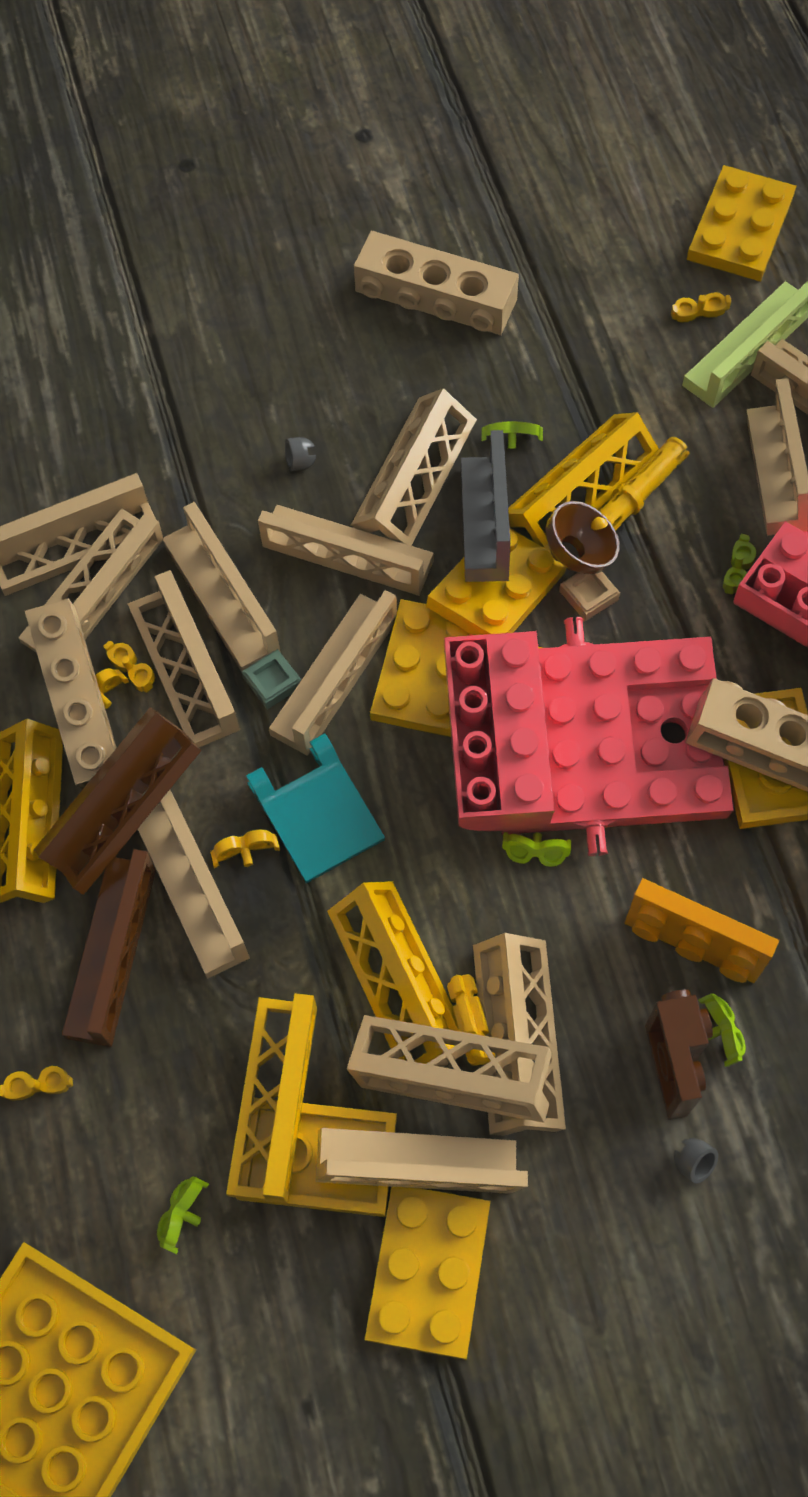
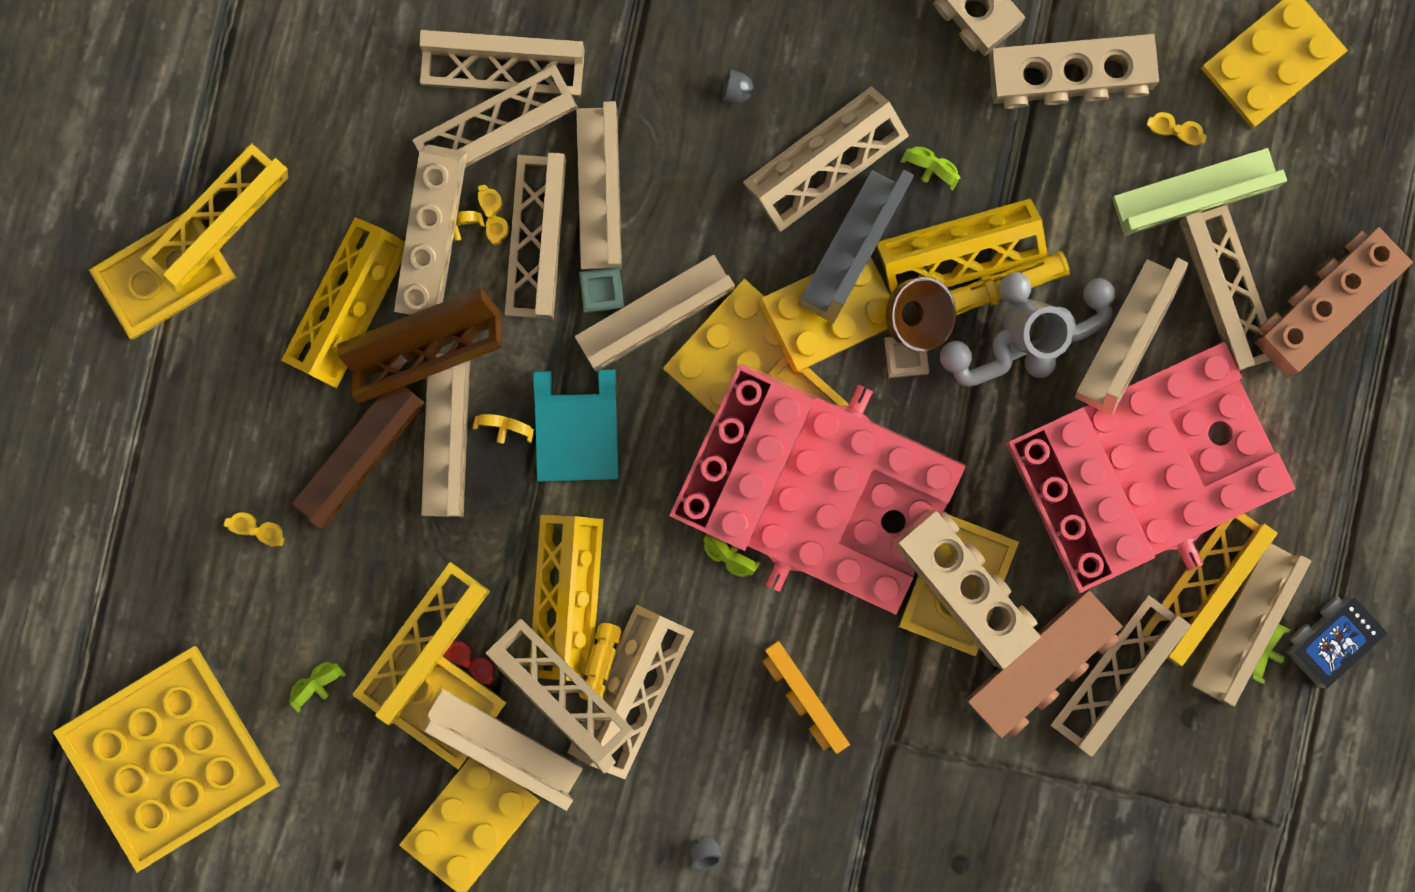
camera: 30 degrees right, 20 degrees up
(345, 549) = (727, 203): tan fence -> none
(349, 1096) = (480, 669): none -> red piece
(583, 300) = (1133, 53): none -> tan brick
(599, 523) = (944, 308): yellow piece -> none
(677, 1038) = (739, 767): reddish brown plate -> none
(687, 504) = (1014, 341): none -> light grey wheel
(731, 1036) = (787, 783): lime piece -> none
(742, 559) = (1053, 396): lime piece -> none

